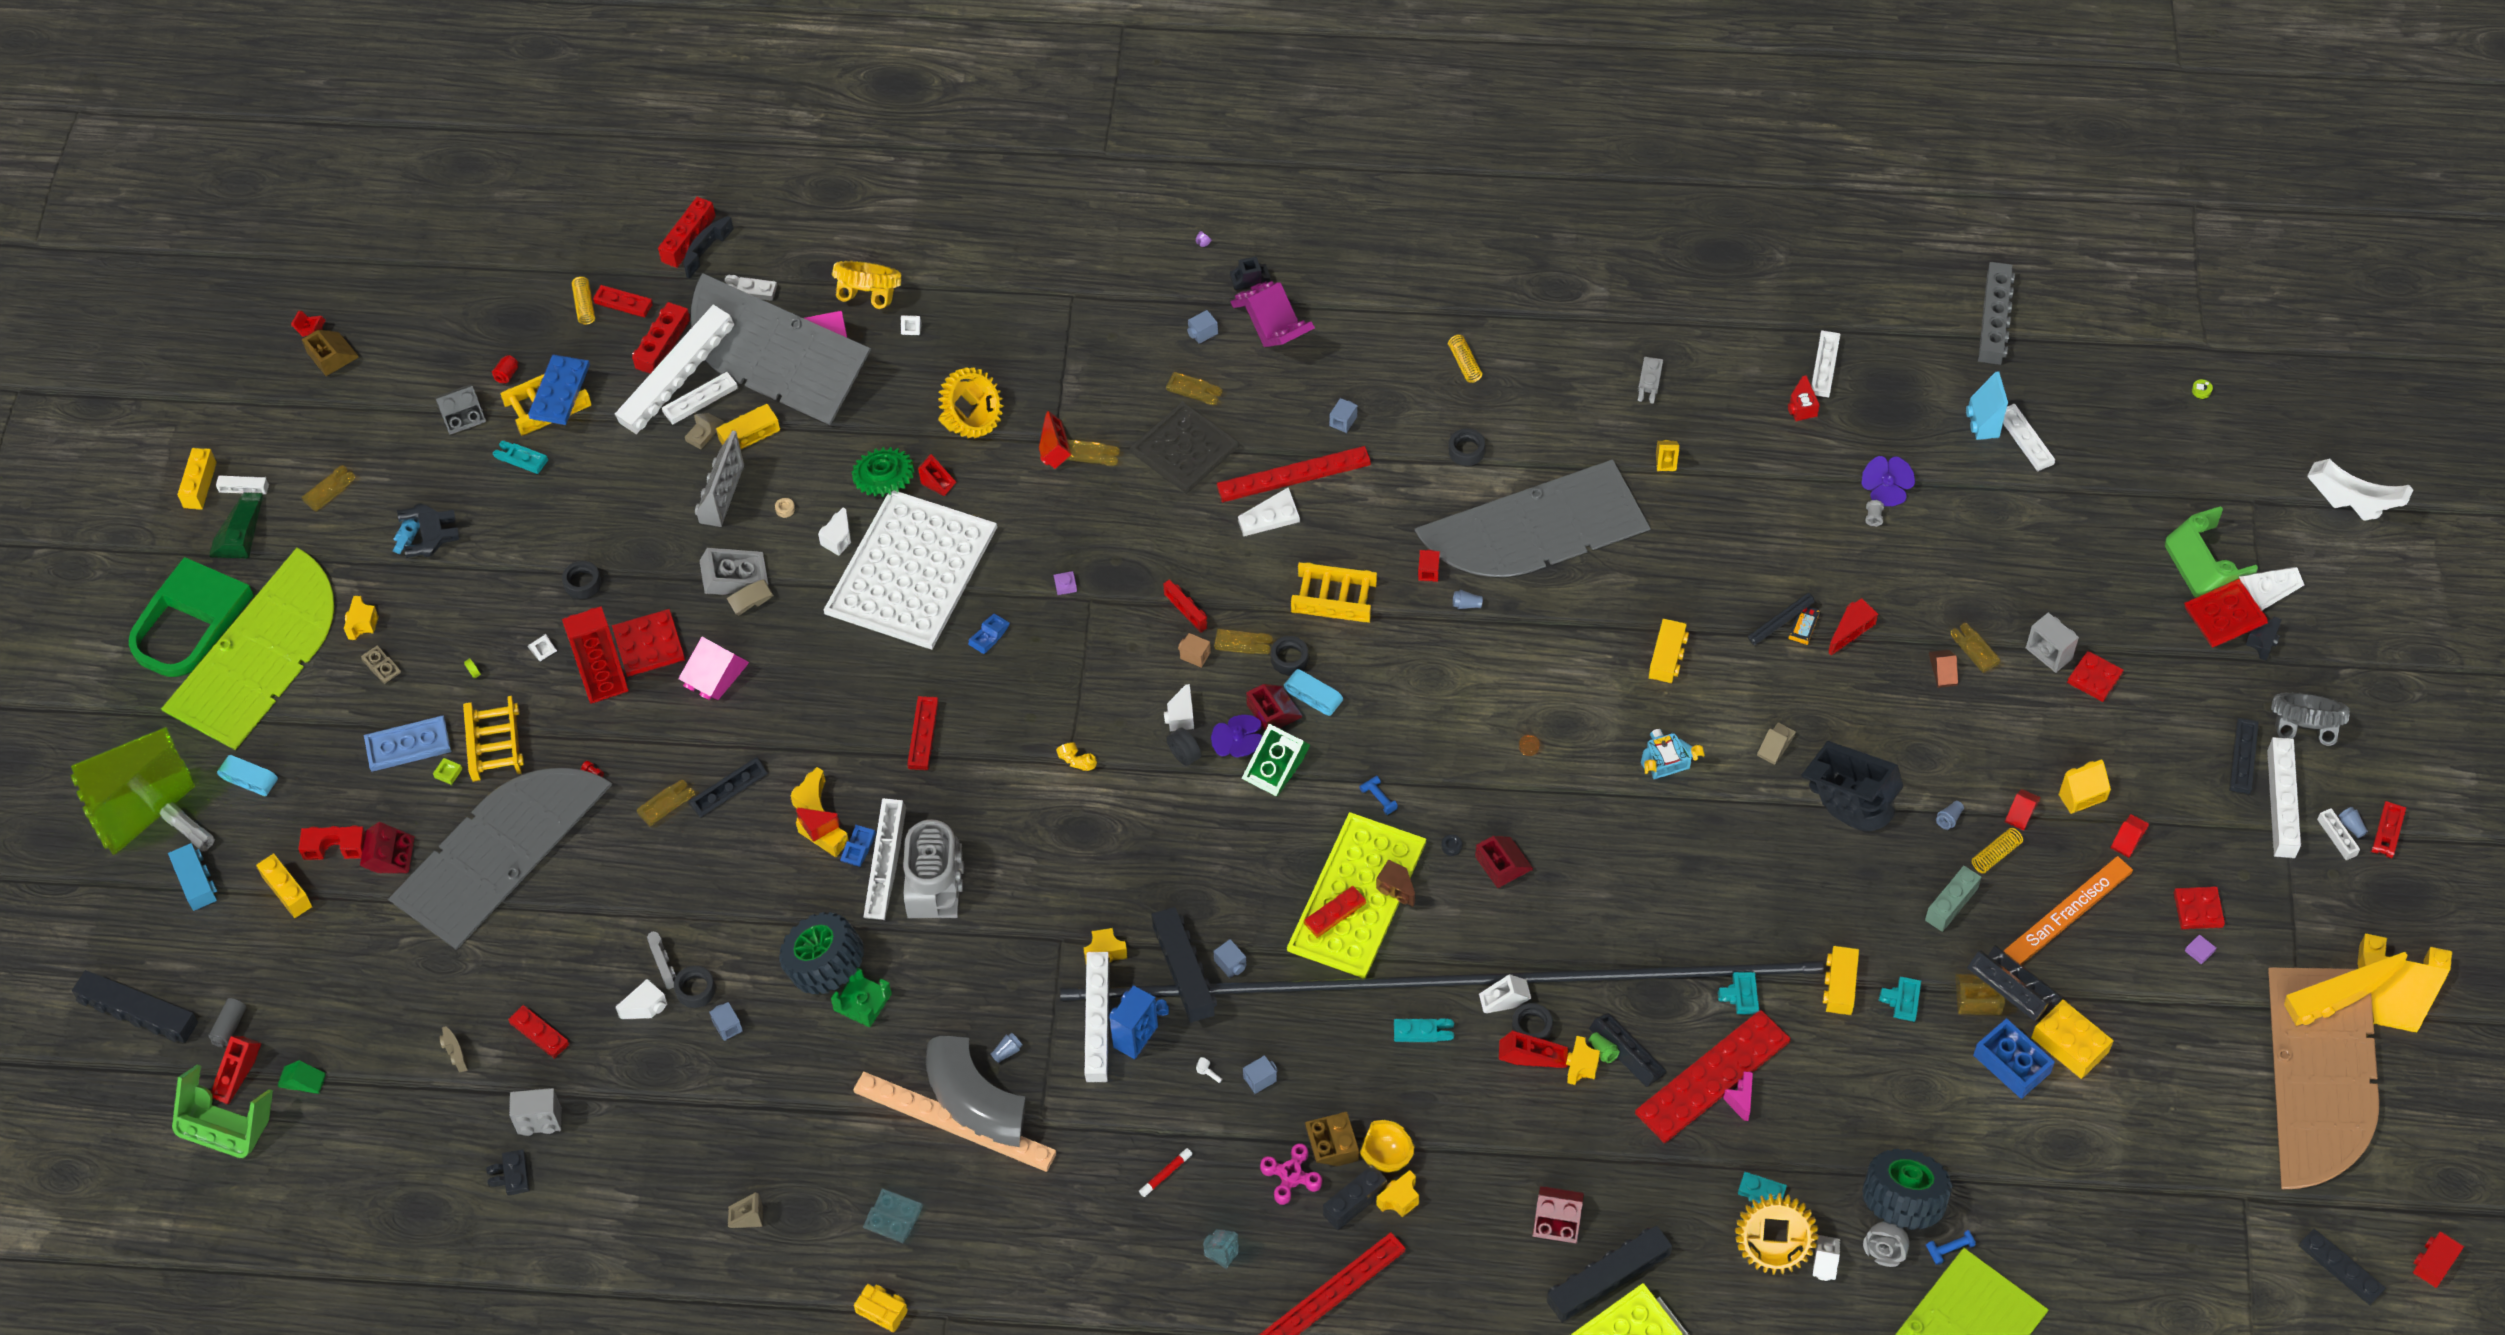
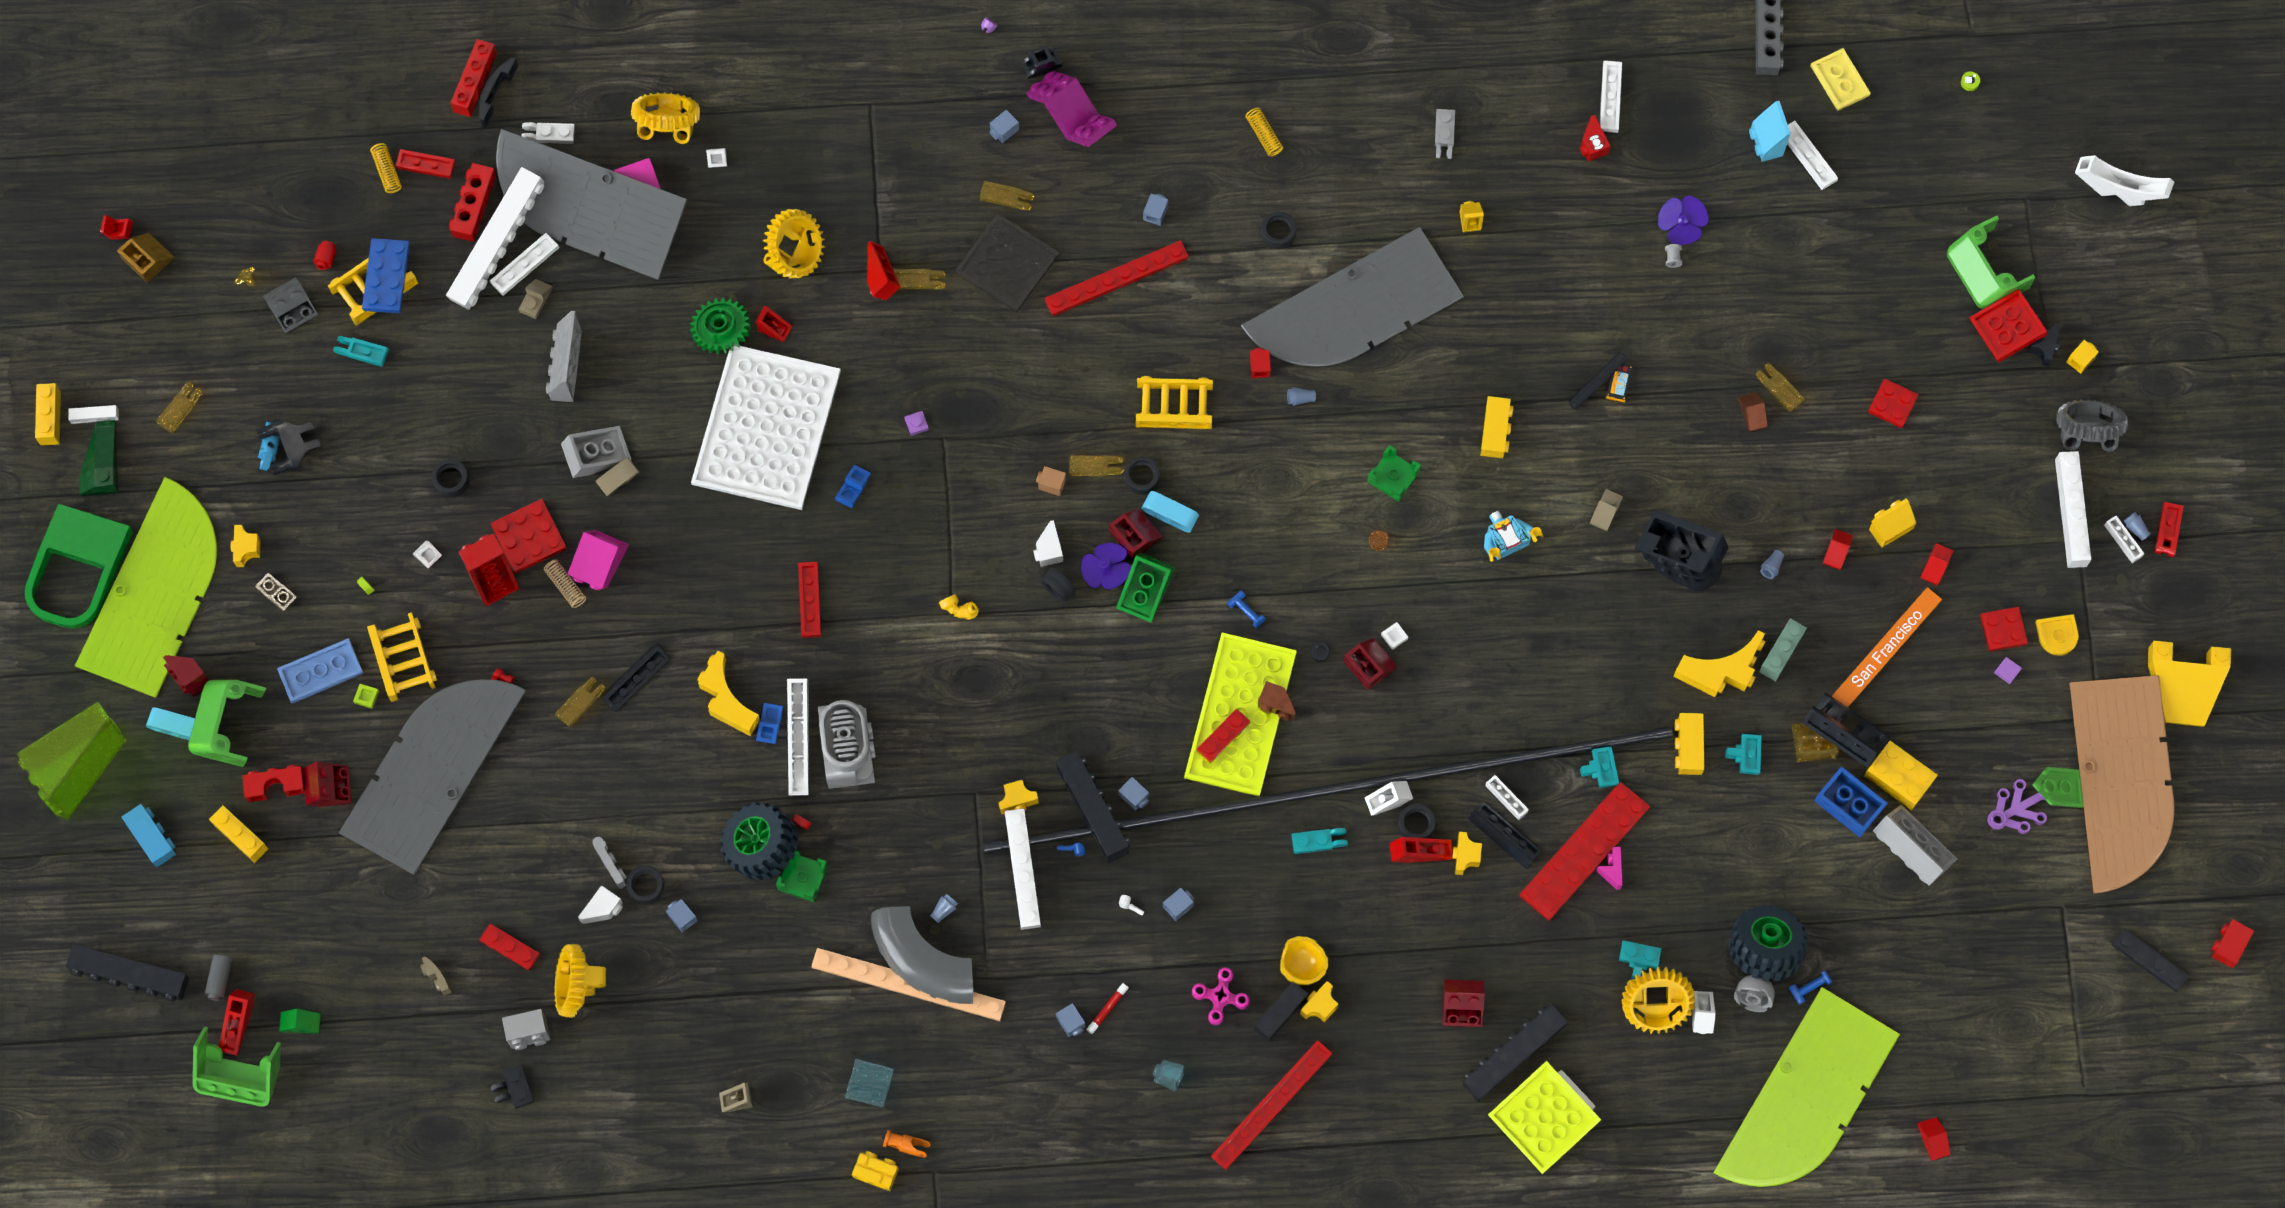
camera: 10 degrees left, 15 degrees up
(198, 835) = (130, 784): light grey axle -> none
(270, 727) = (186, 674): none -> dark red slope
(272, 788) = (204, 737): none -> bright green windscreen
(423, 379) = (245, 277): none -> clear yellow plant
(599, 1066) = (581, 982): none -> yellow piece
(670, 695) = (573, 602): none -> tan piece
(750, 426) = (579, 292): yellow brick -> none
(784, 507) = (631, 374): tan tile -> none
(817, 822) = (730, 710): red slope -> none
(836, 533) = (687, 399): white slope -> none
(871, 944) = (801, 821): none -> red tile
(919, 1283) = (905, 1143): none -> orange piece
(1123, 1178) = (1071, 1020): none -> sand blue brick
(1133, 1021) = (1057, 872): blue brick -> none
(1185, 605) = (1035, 434): red plate -> none
(1270, 514) = (1100, 325): white wing -> none
(1333, 1140) = (1253, 960): pearl gold slope -> none
(1533, 837) = (1394, 635): none -> white plate
(1554, 684) = (1393, 474): none -> green panel
(1607, 1049) = (1484, 836): bright green cone -> none
(1634, 1011) = (1506, 797): none -> white piece
(1855, 621) = (1668, 372): red slope -> none
(1874, 914) = (1733, 669): none -> yellow arch
(1994, 842) = (1823, 592): yellow piece -> none
(2052, 642) = (1851, 376): light grey brick -> none
(2066, 374) = (1840, 79): none -> light yellow tile
(2081, 1112) = (1914, 845): none -> light grey slope
(2203, 1090) = (2017, 808): none -> medium lavender plant
(2243, 756) = (2034, 470): black plate -> none
(2251, 1071) = (2060, 787): none -> bright green tile
(2258, 920) = (2057, 634): none -> yellow tile
(2272, 585) = (2048, 290): white wing -> none
(2304, 652) = (2082, 356): none -> yellow brick
(2336, 993) = (2133, 703): yellow slope -> none

